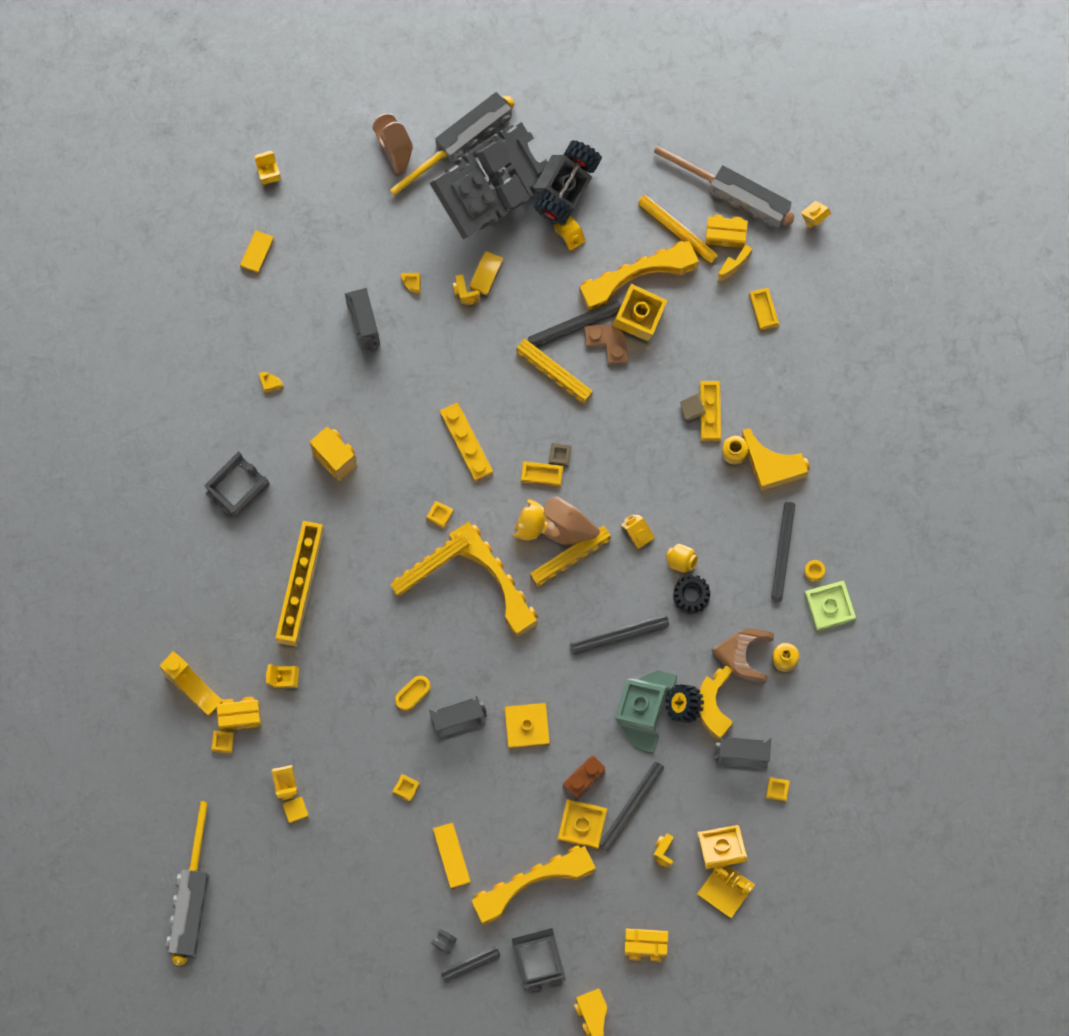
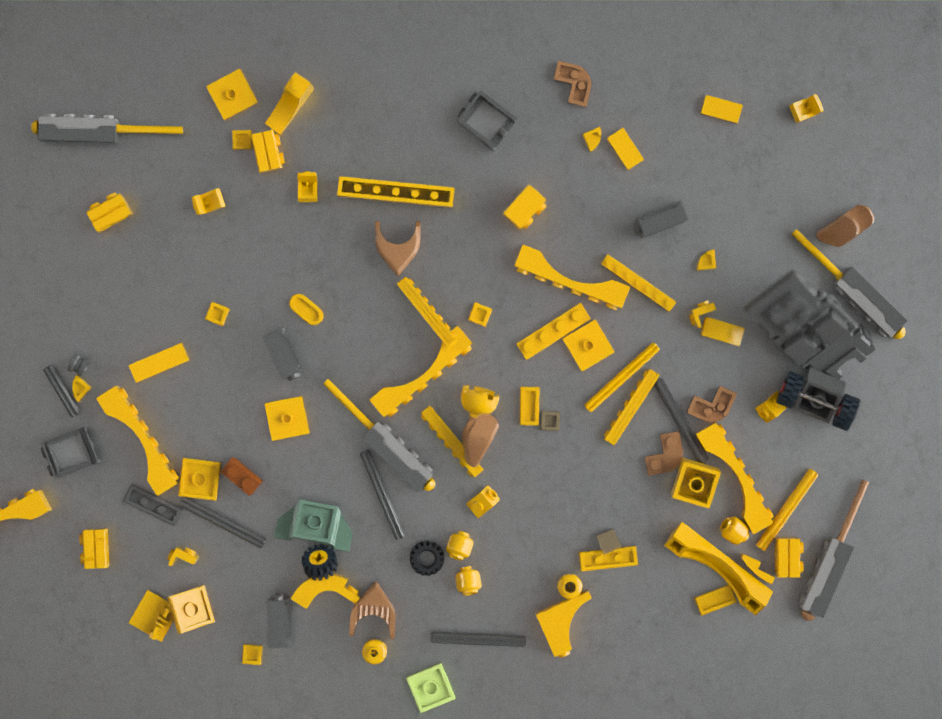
camera: 80 degrees right, 15 degrees up
(172, 747) = (232, 94): none -> yellow plate
(207, 388) = (579, 79): none -> medium nougat plate
(282, 890) = (109, 212): none -> yellow brick
(285, 350) = (625, 148): none -> yellow tile
(295, 810) = (185, 215): yellow tile -> none
(366, 592) = (398, 255): none -> medium nougat animal
(392, 451) = (610, 292): none -> yellow arch
(425, 352) = (638, 283): none -> yellow piece
(469, 944) = (79, 388): none -> yellow tile
(485, 408) = (588, 345): none -> yellow plate
(522, 377) = (621, 377): none -> yellow axle
(567, 290) = (712, 411): none -> medium nougat plate
(570, 619) = (389, 447): none -> piece
(605, 878) = (152, 505): none -> dark grey tile
(693, 281) = (734, 530): none -> yellow head
(720, 553) = (468, 581): none -> yellow head
(753, 274) = (749, 590): none -> yellow arch
(814, 570) = (462, 670): yellow tile -> none
(815, 214) = (813, 642): yellow bracket -> none

